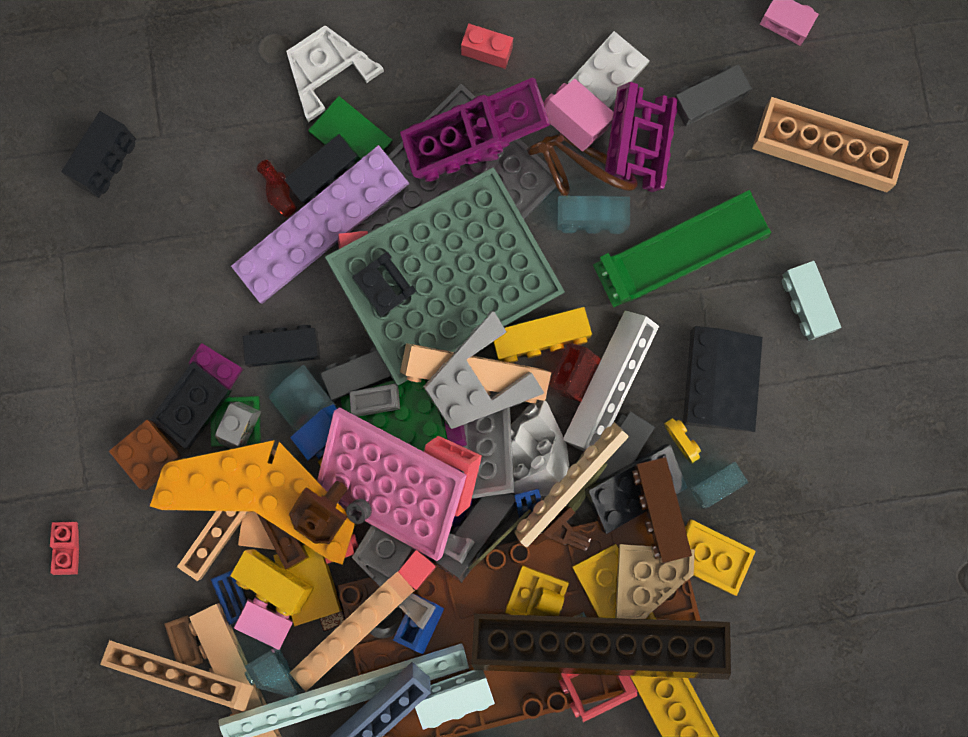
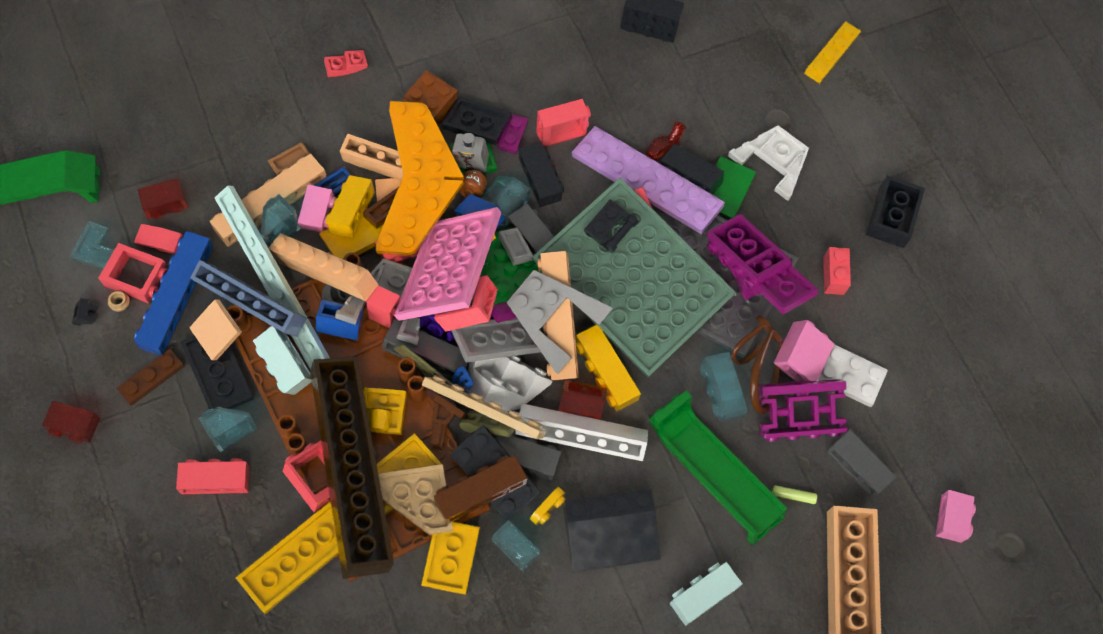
camera: 70 degrees right, 15 degrees down
(177, 675) = (262, 153): light nougat brick -> none
(222, 303) = (562, 122): none -> coral window
(276, 428) = (474, 183): none -> dark orange head
(317, 516) = (410, 218): reddish brown piece -> none
(354, 508) = (421, 251): dark grey bush -> none
(726, 176) = (794, 494): none -> yellowish green piece

